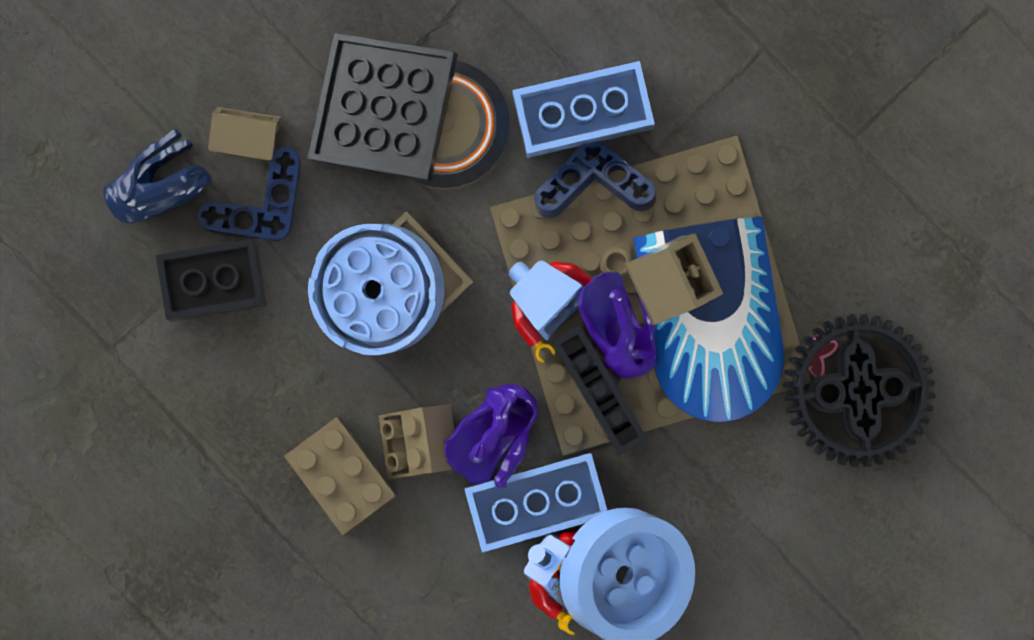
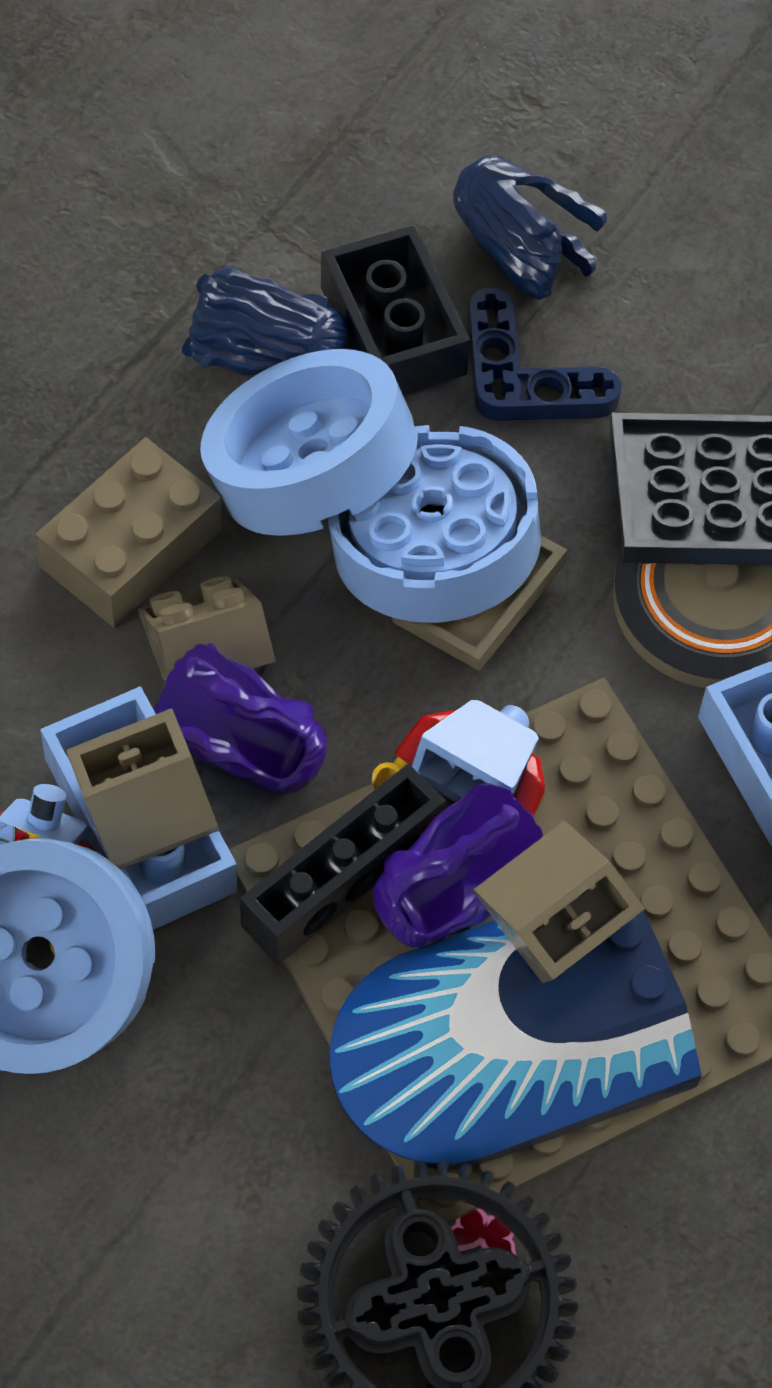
camera: 75 degrees right, 25 degrees down
(214, 367) = (256, 323): none -> dark blue hair
(243, 133) = (626, 323): dark tan panel -> none
(281, 359) = (321, 405): none -> light blue brick
(547, 500) = (142, 789): none -> dark tan slope
(591, 171) = (702, 803): dark blue beam -> none

